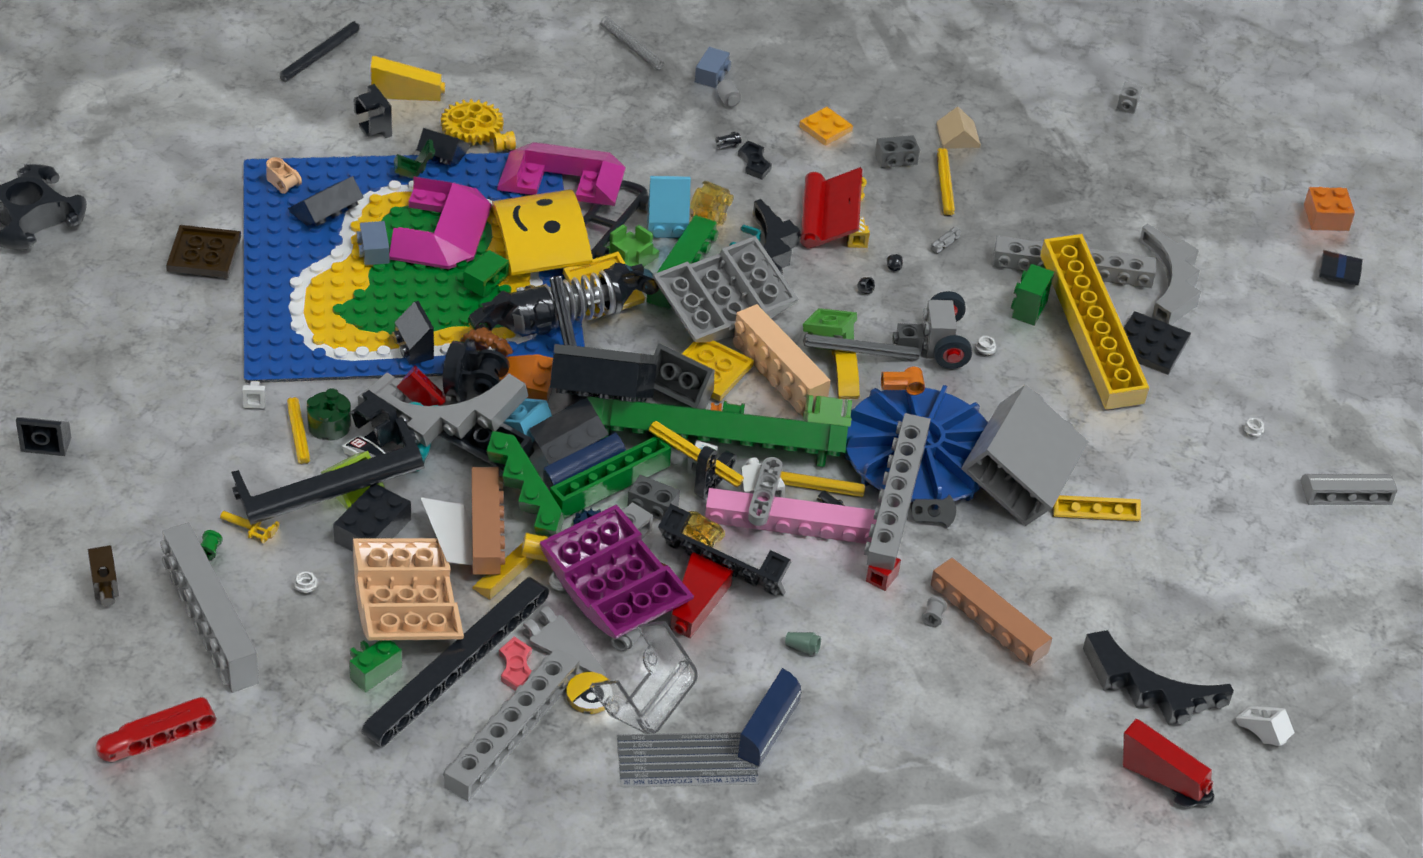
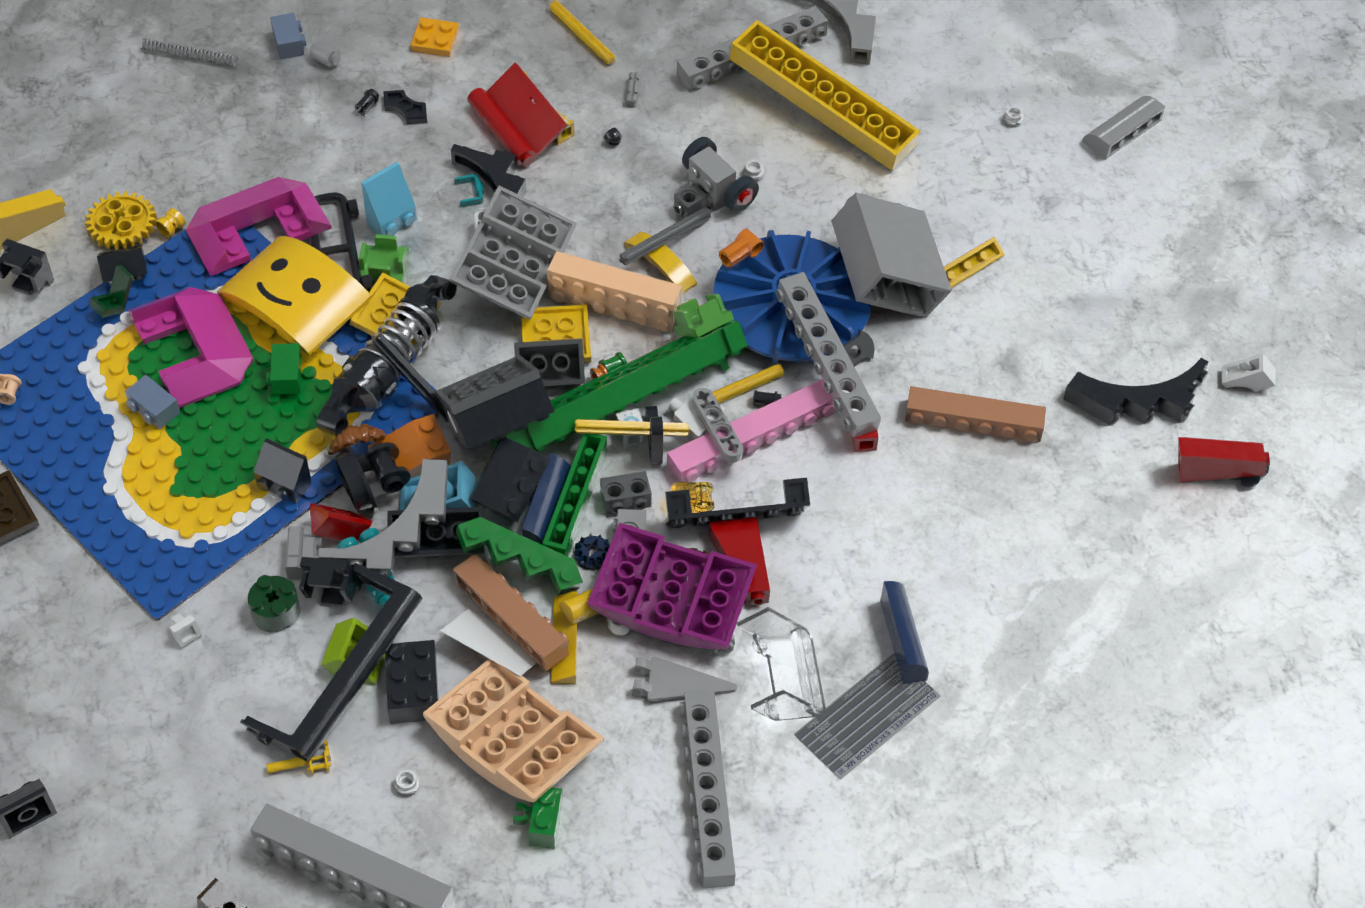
camera: 35 degrees left, 10 degrees up
(210, 542) = (285, 802): green bush -> none
(298, 430) = (255, 636): yellow axle -> none
(327, 202) = (67, 388): black slope -> none
(361, 444) = (328, 615): slope -> none
(454, 662) = (607, 766): black beam -> none
(515, 656) = (663, 735): coral tile -> none
(581, 695) = (735, 712): yellow tile -> none
(689, 248) = (438, 238): green brick -> none
(711, 202) = (416, 173): clear yellow brick -> none
(804, 641) = (862, 542): sand green cone -> none
(830, 323) = (623, 230): bright green panel -> none
(866, 285) = (609, 173): black hinge -> none
(897, 151) = (519, 27): dark grey brick -> none
(934, 612) = (934, 444): light grey bush -> none
(1032, 294) = (753, 99): green brick -> none
(1155, 342) = (878, 80): black plate -> none

